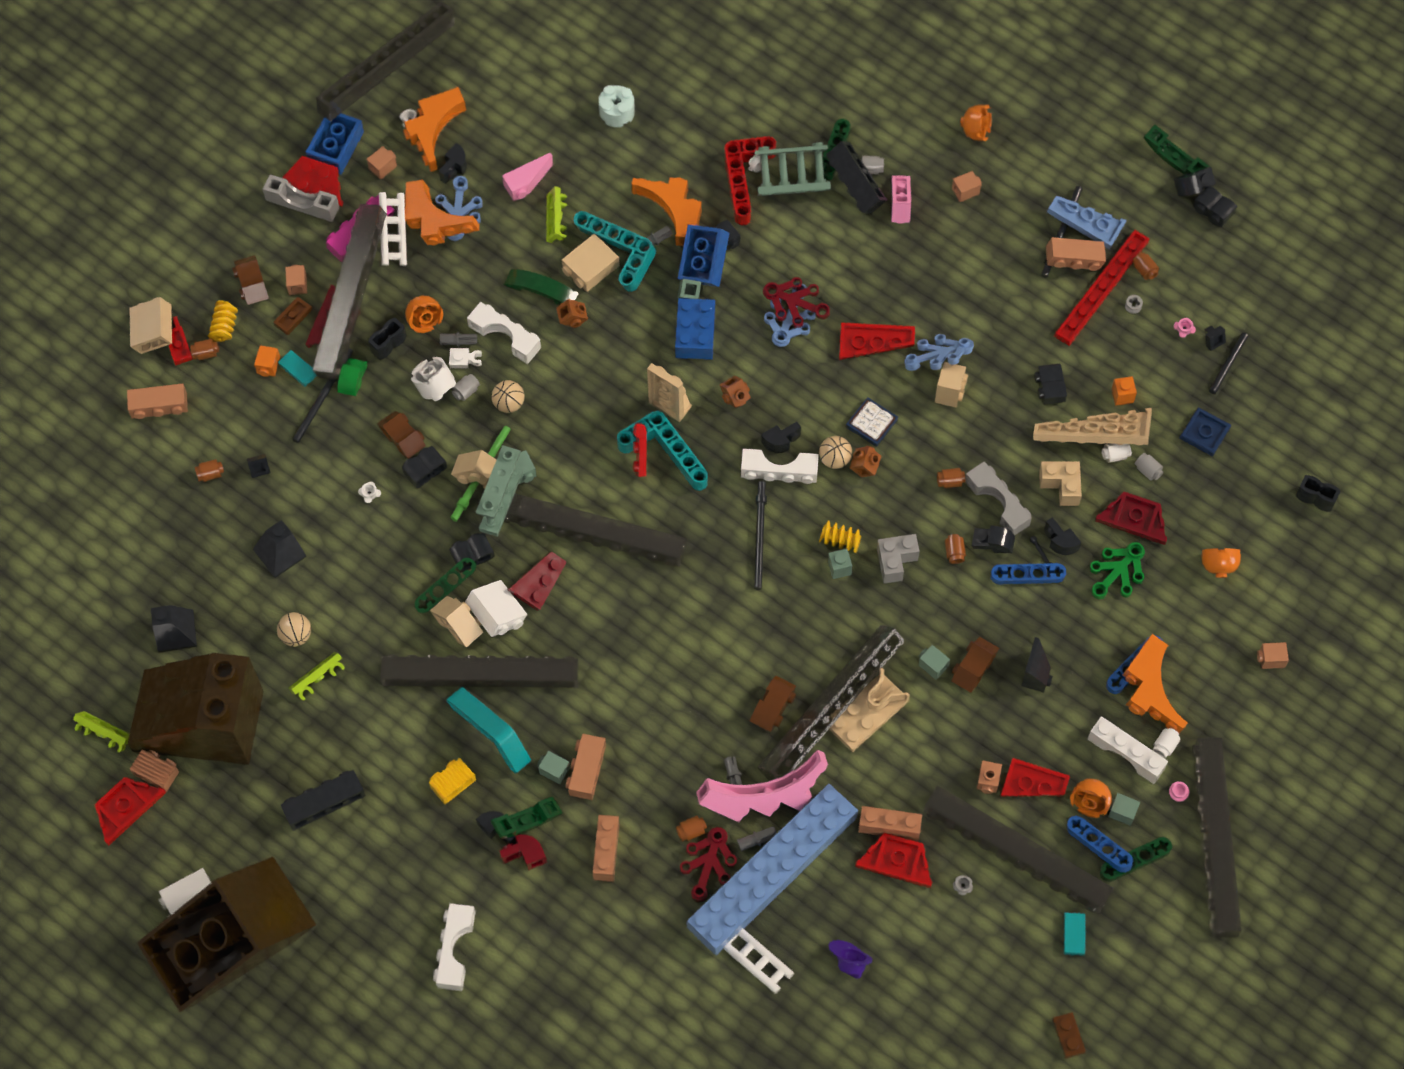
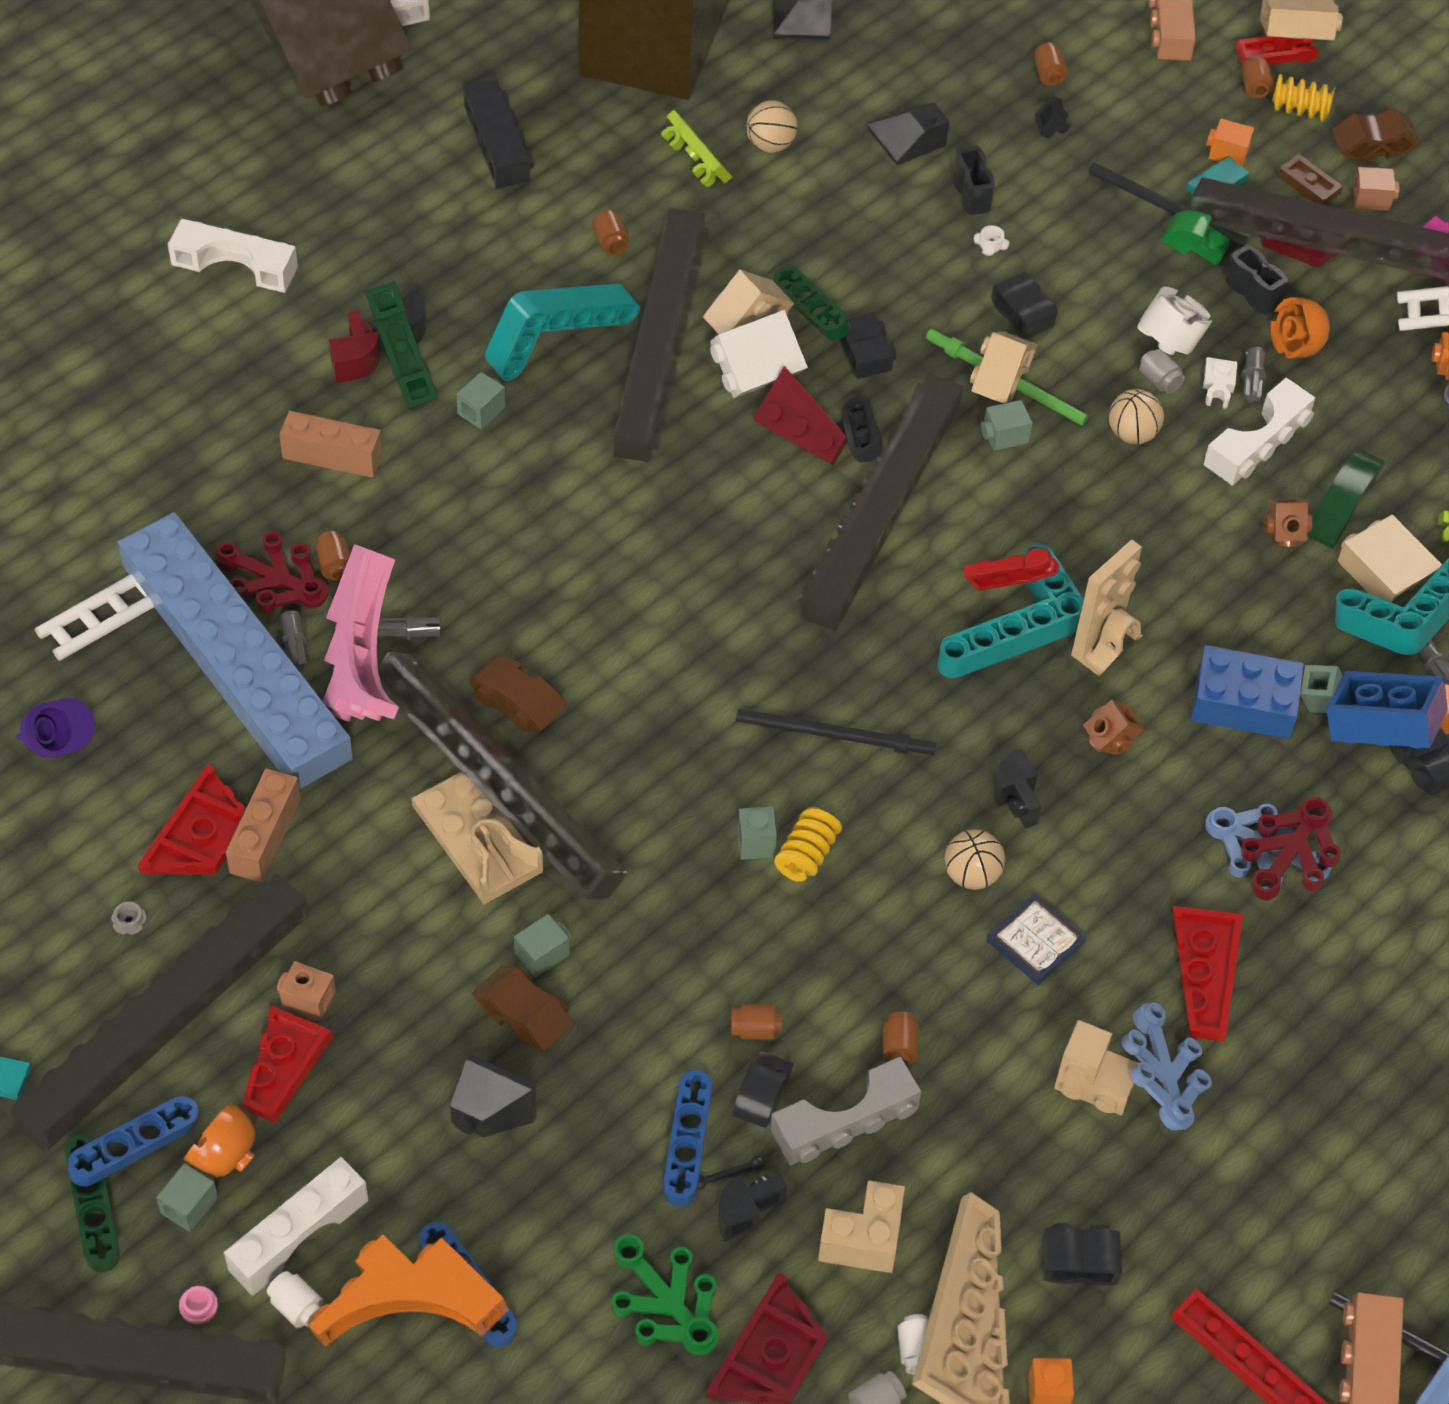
camera: 95 degrees right, 10 degrees down
(326, 503) = (973, 180): none -> black brick
(399, 715) = (611, 232): none -> dark orange brick
(404, 436) = (1084, 282): reddish brown brick -> none
(452, 780) = (490, 279): yellow brick -> none
(499, 491) = (941, 375): sand green fence -> none
(535, 547) = (862, 429): none -> black plate
(586, 766) = (471, 440): nougat brick -> none
(802, 469) = (968, 745): white arch -> none
(865, 461) = (951, 904): dark orange brick -> none
(893, 553) = (756, 914): light grey brick -> none

